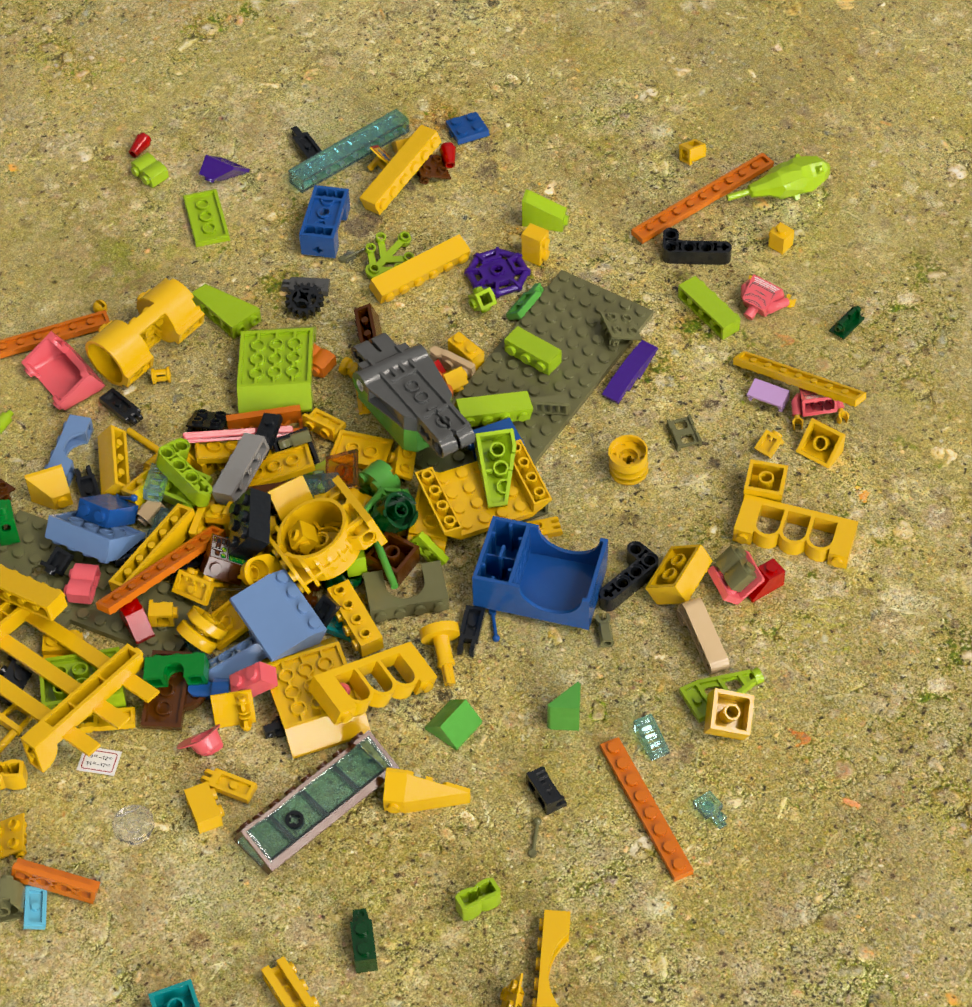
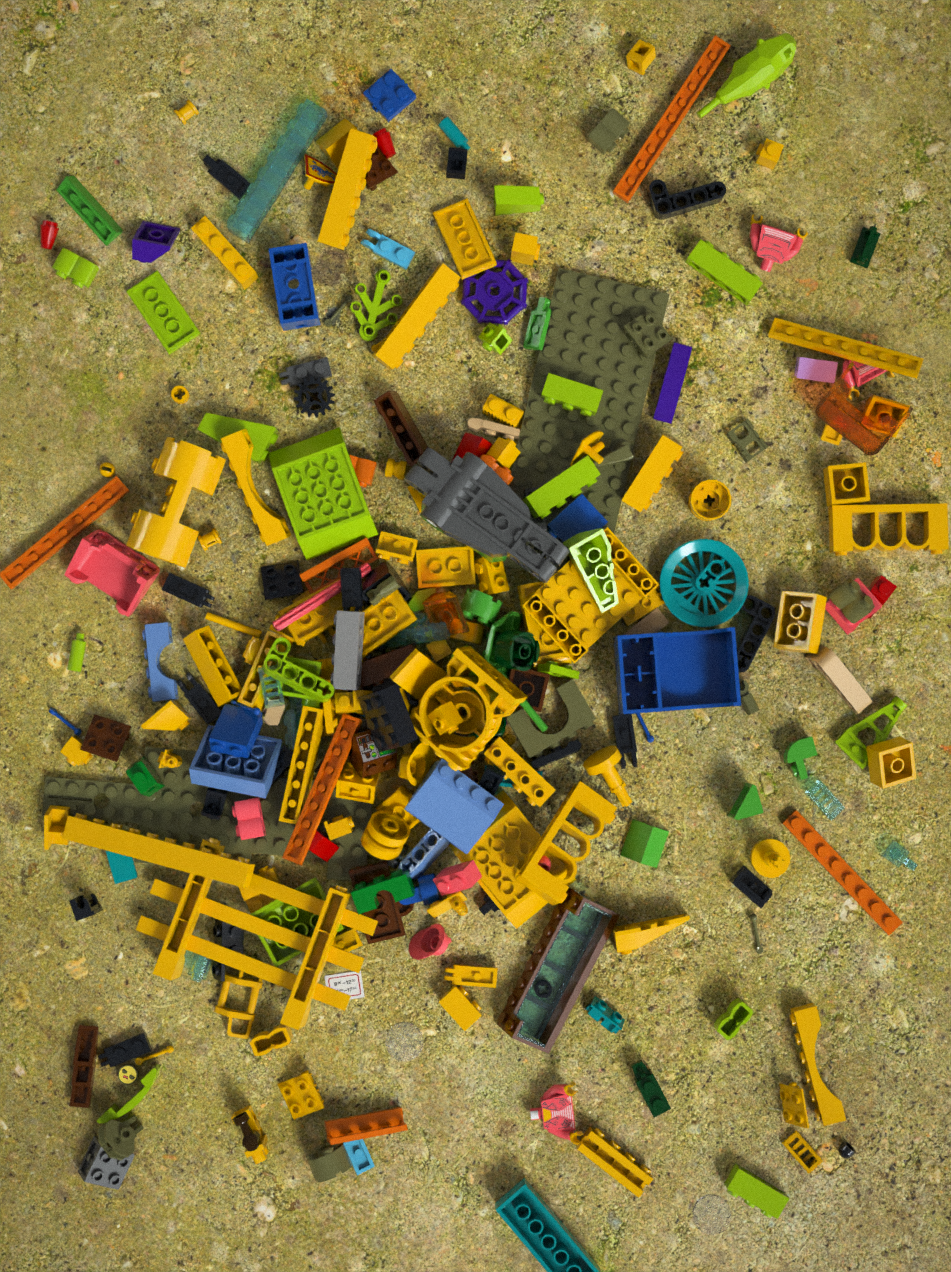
camera: 30 degrees left, 35 degrees up
(33, 512) = (168, 759): none -> yellow hinge
(181, 140) = (89, 209): none -> bright green slope
(190, 273) = (175, 390): none -> yellow bush
(219, 311) = (239, 450): none -> yellow arch
(258, 930) = (558, 1112): none -> coral torso
(278, 189) = (224, 252): none -> yellow brick
(293, 98) = (186, 112): none -> yellow bush
(342, 854) = (612, 1019): none -> teal hinge
(399, 622) = (557, 754): none -> black hinge
(418, 223) = (389, 249): none -> medium azure hinge
(487, 230) = (464, 239): none -> yellow tile
(504, 180) = (456, 163): none -> black bracket
(510, 163) = (454, 133): none -> teal cylinder
(533, 382) = (588, 447): none -> yellow shield
(575, 770) = (770, 858): none -> yellow piece
(585, 427) = (652, 473): none -> yellow wedge
(605, 523) = (683, 608): none -> teal piece
(639, 686) = (796, 752): none -> bright green brick
(644, 191) = (609, 131): none -> olive brick
(774, 418) = (852, 423): none -> clear orange windscreen

